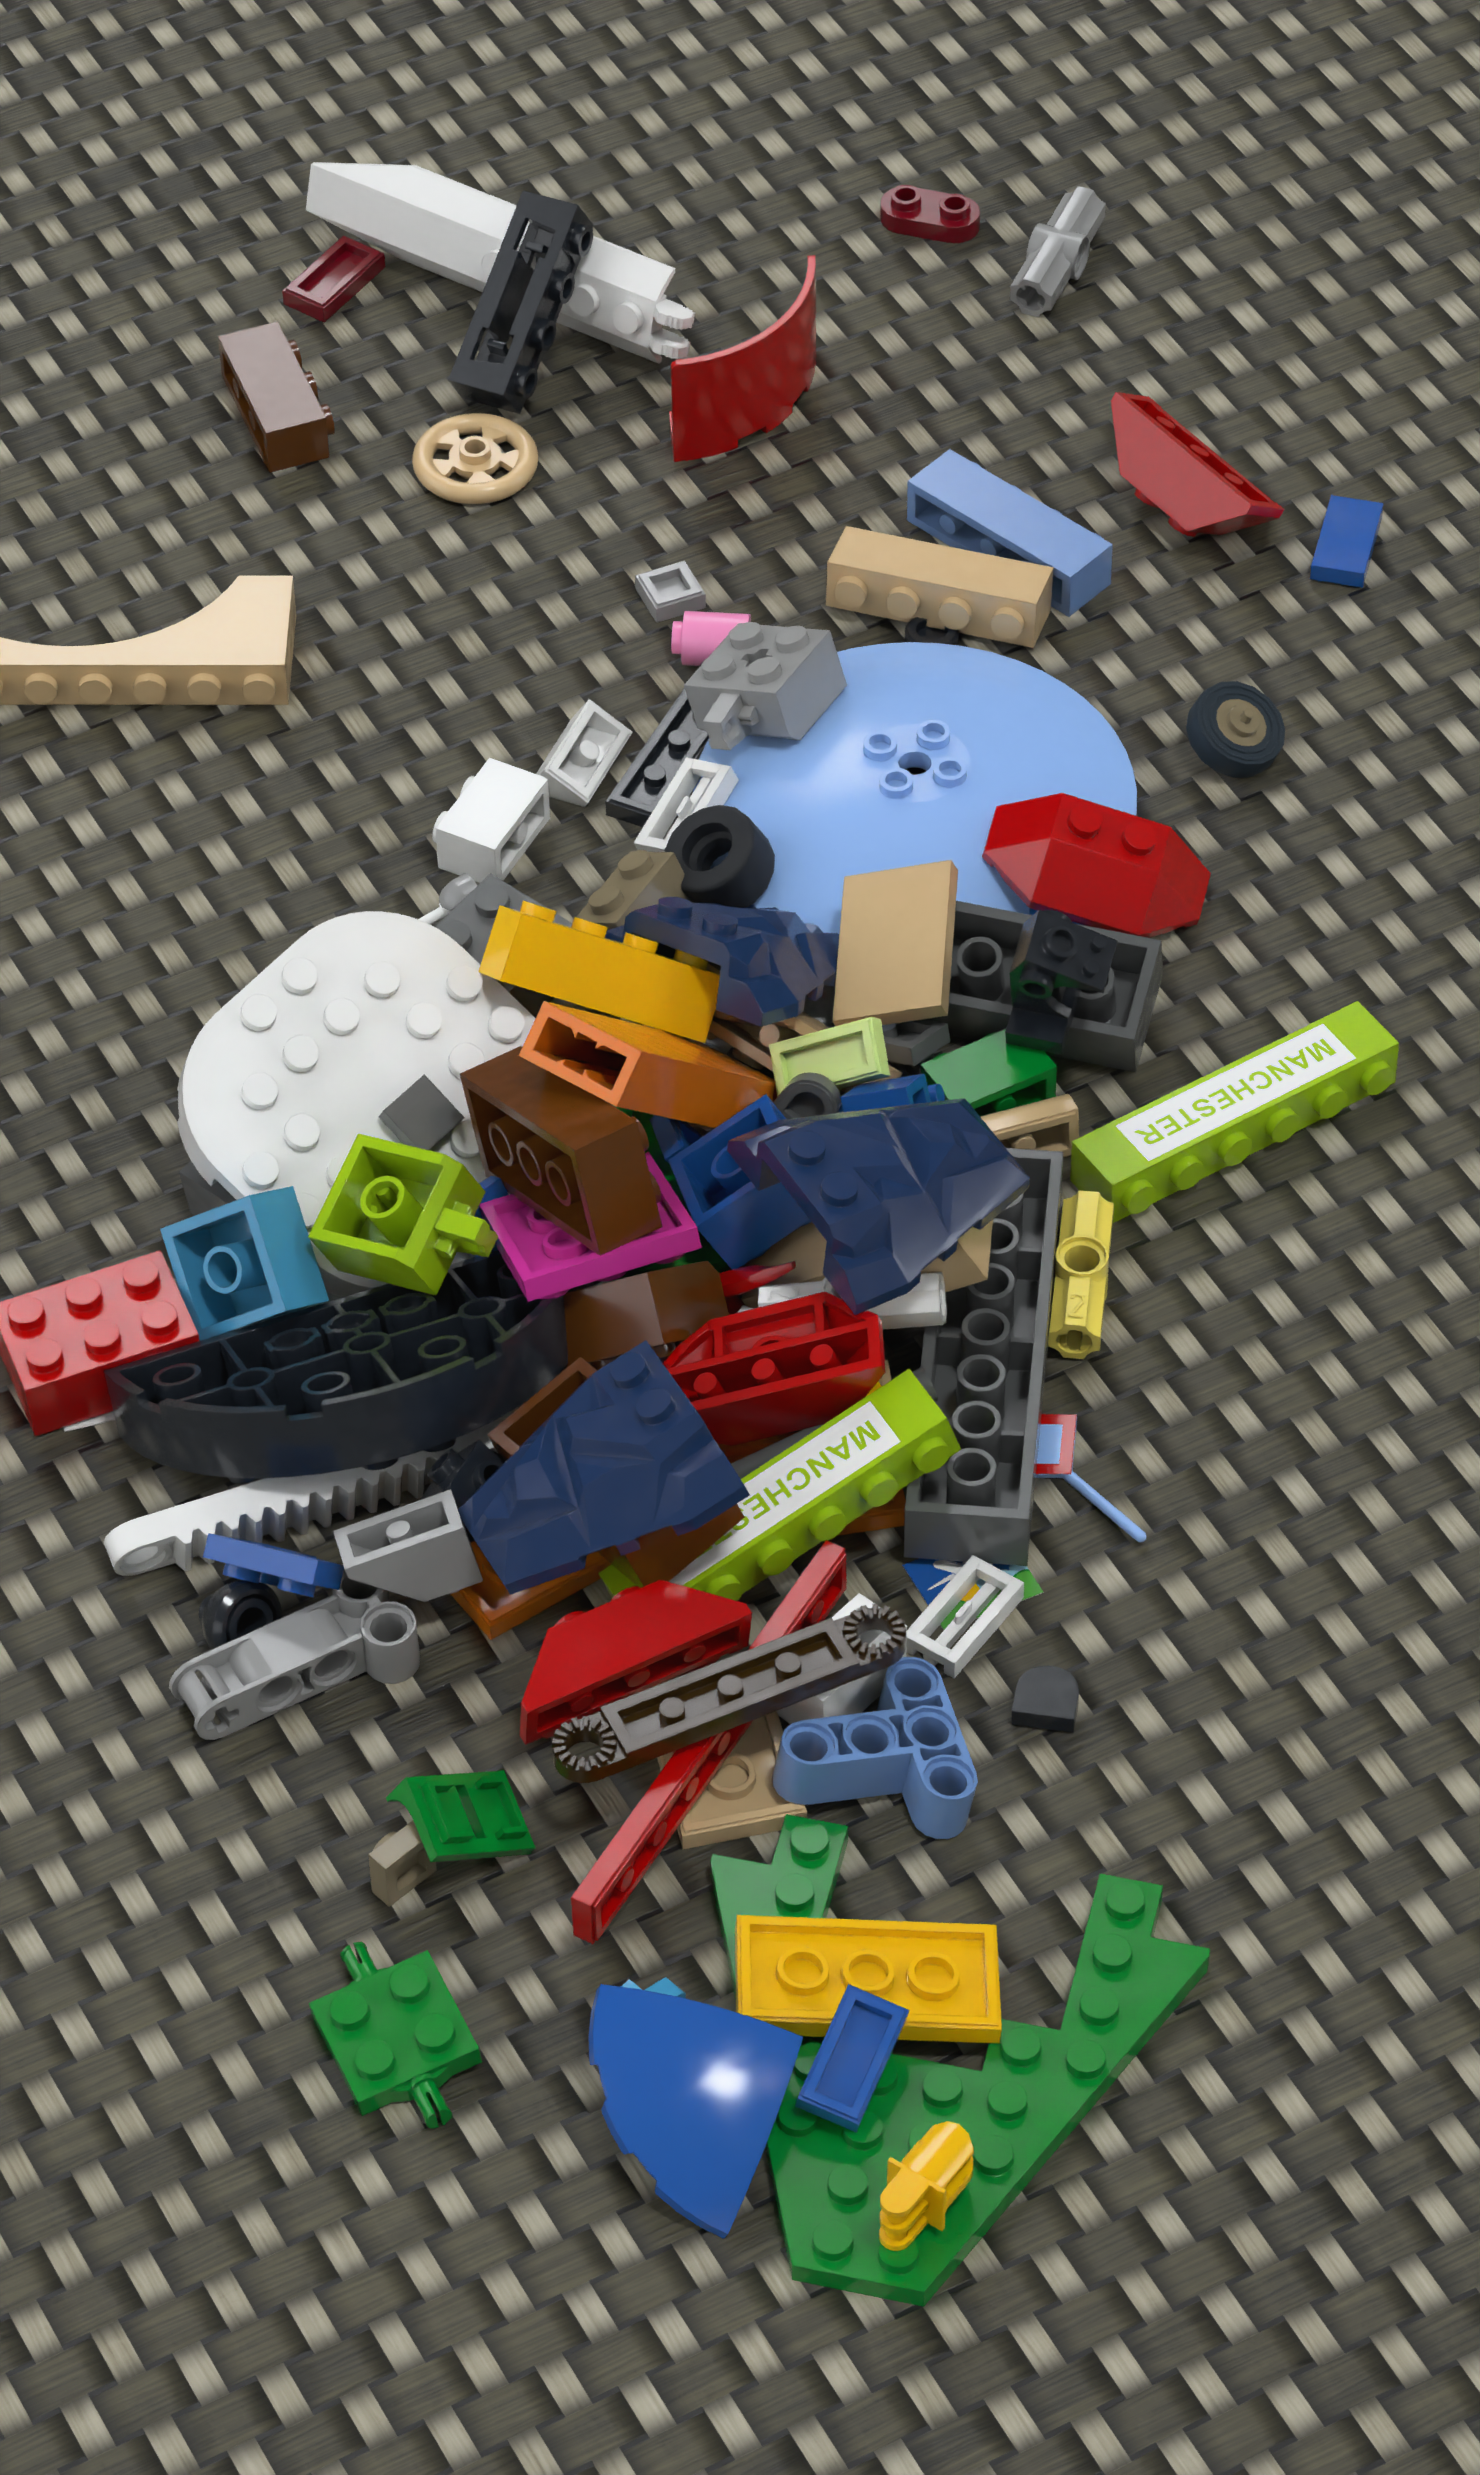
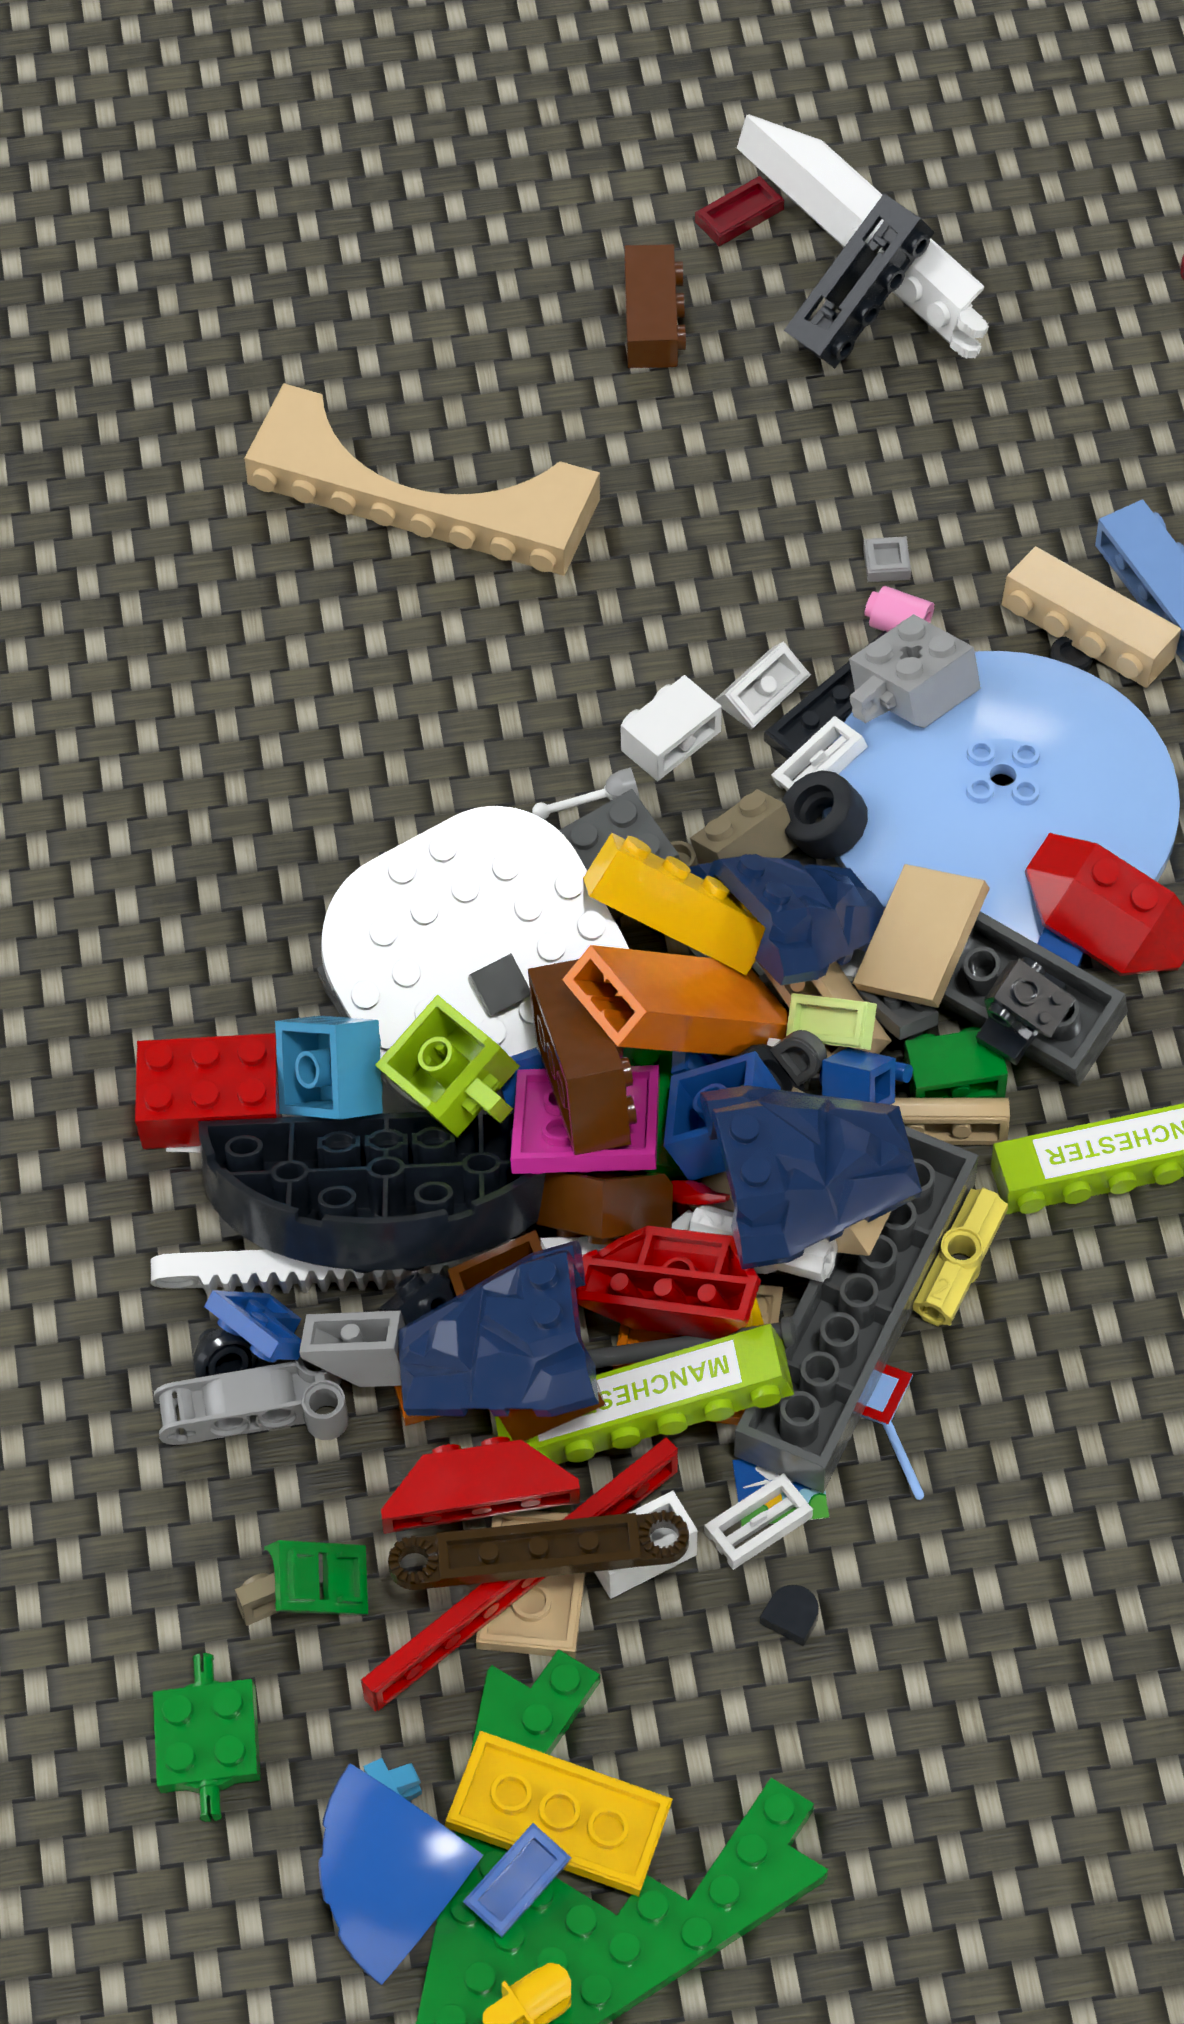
camera: 20 degrees right, 10 degrees up
(475, 458) = (779, 426): tan plate -> none
(744, 386) = (1015, 400): red panel -> none
(901, 1747) = (656, 1614): medium blue beam -> none

